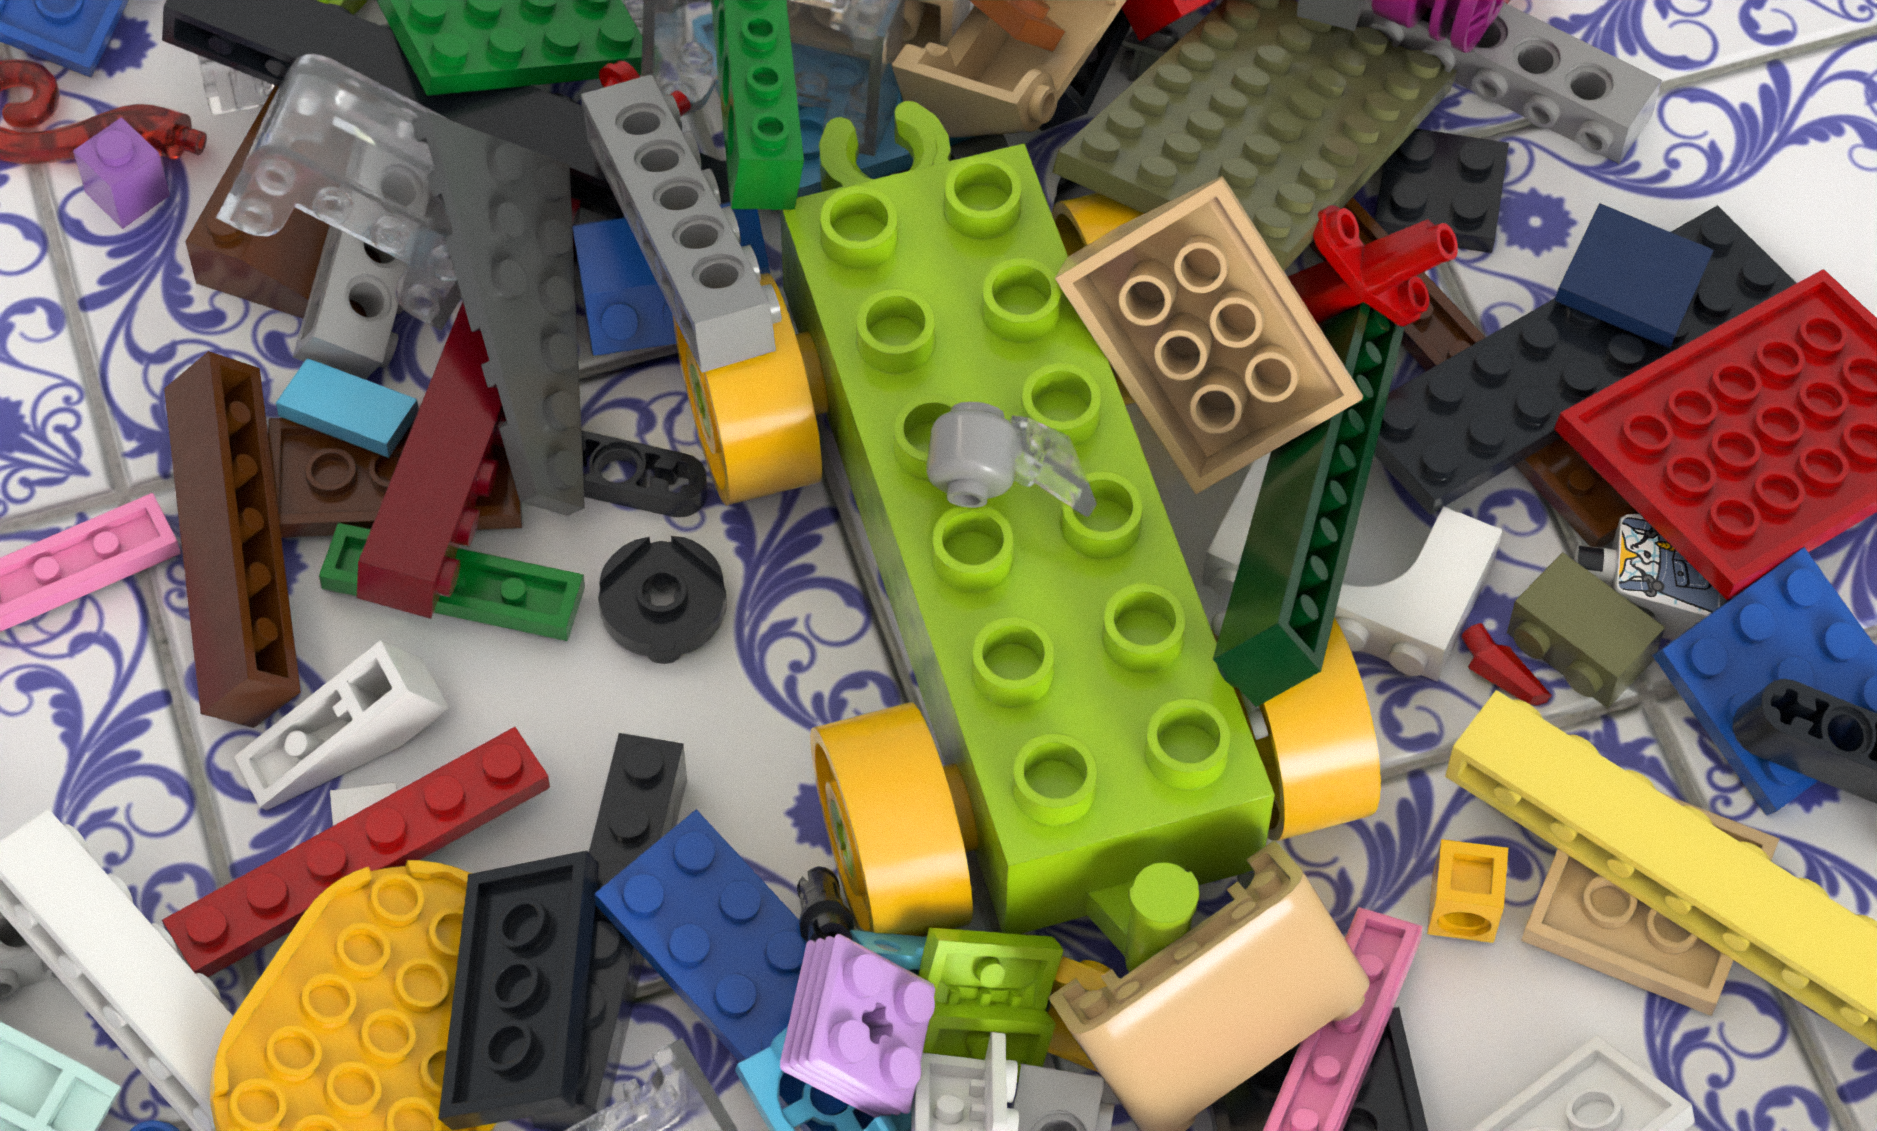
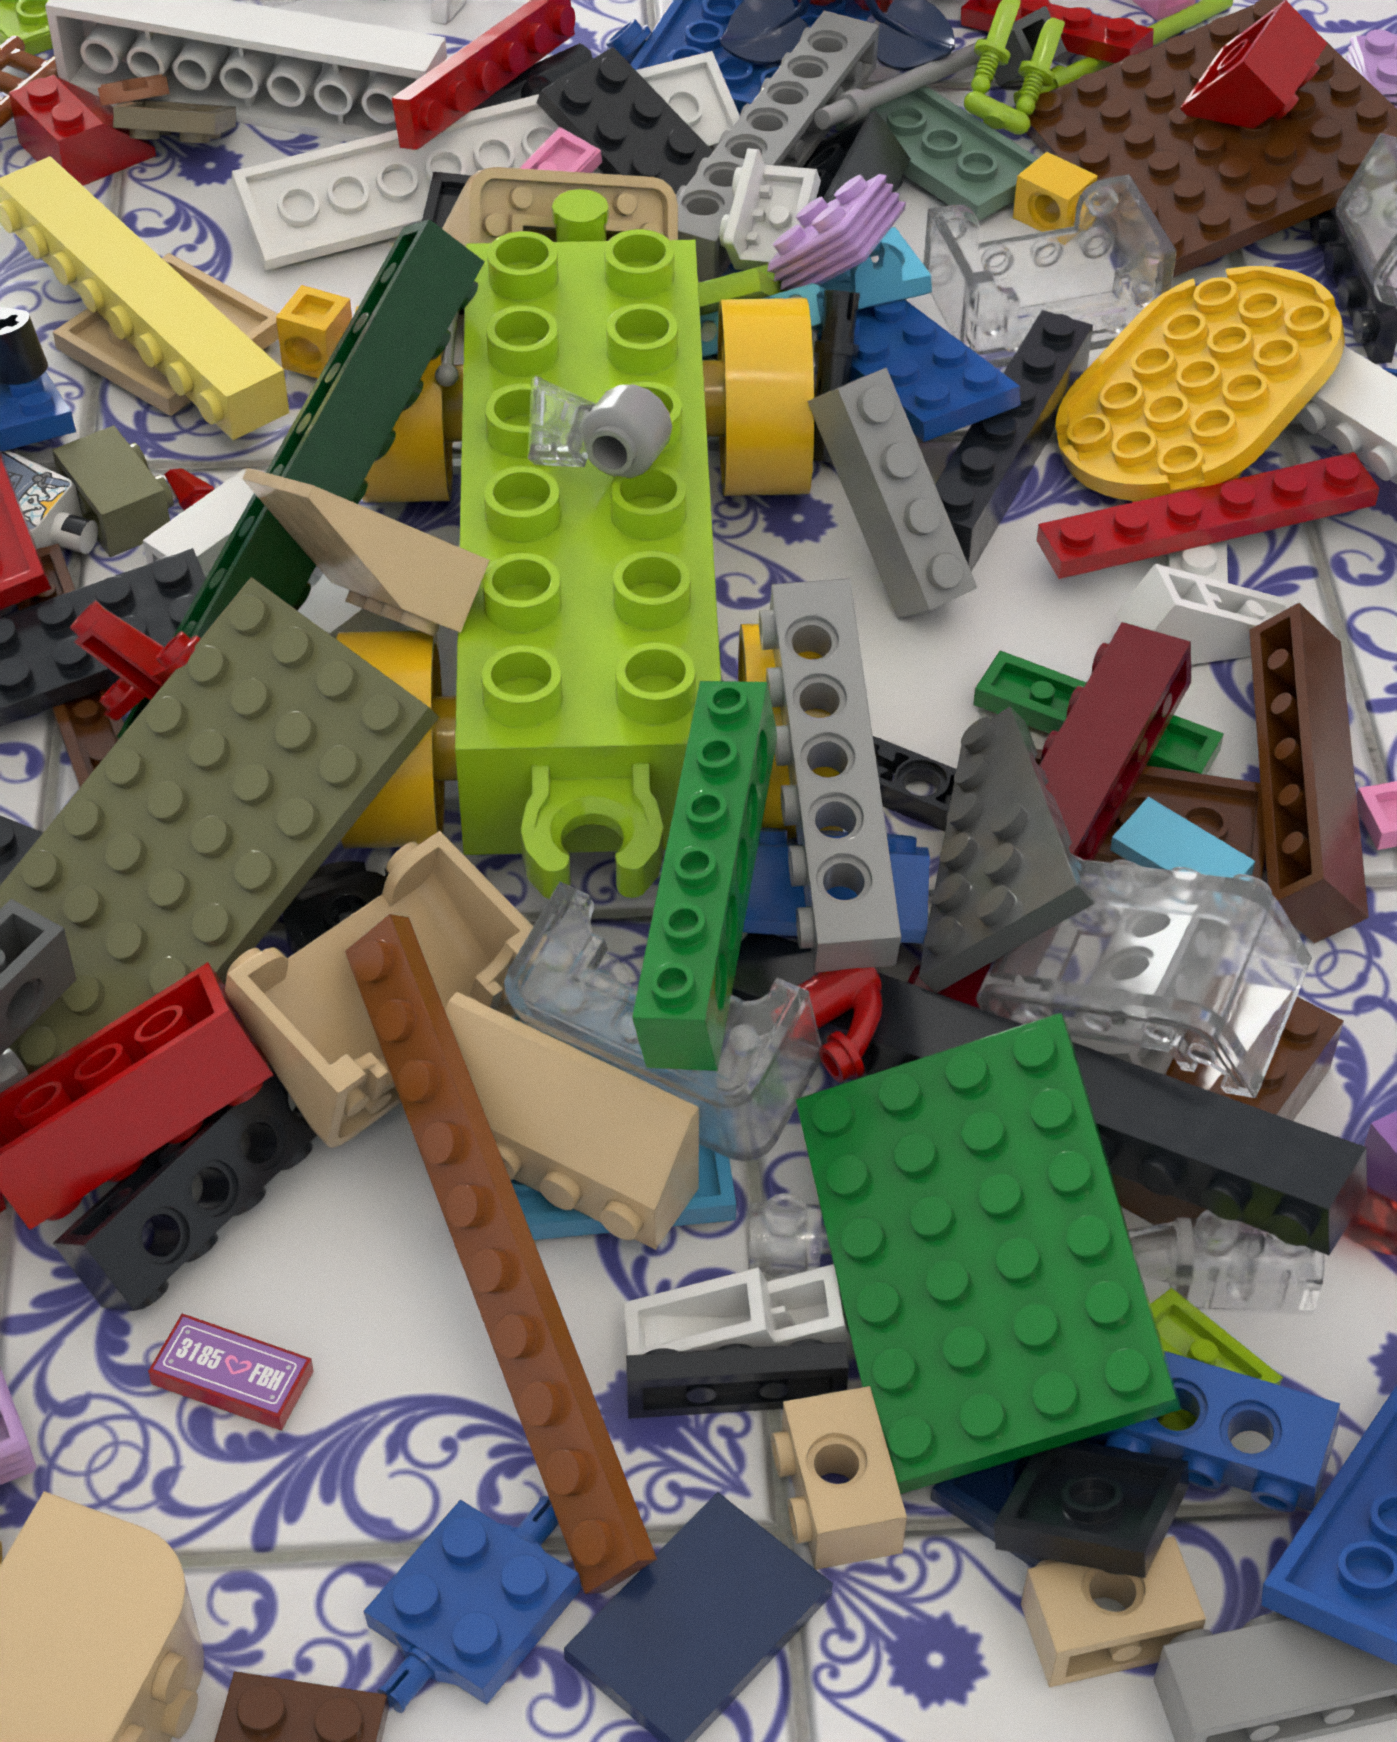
camera: 165 degrees left, 10 degrees down
(520, 991) = (1089, 365): black plate -> none
(666, 630) = (915, 698): black plate -> none
(712, 701) = (892, 494): none -> light grey brick

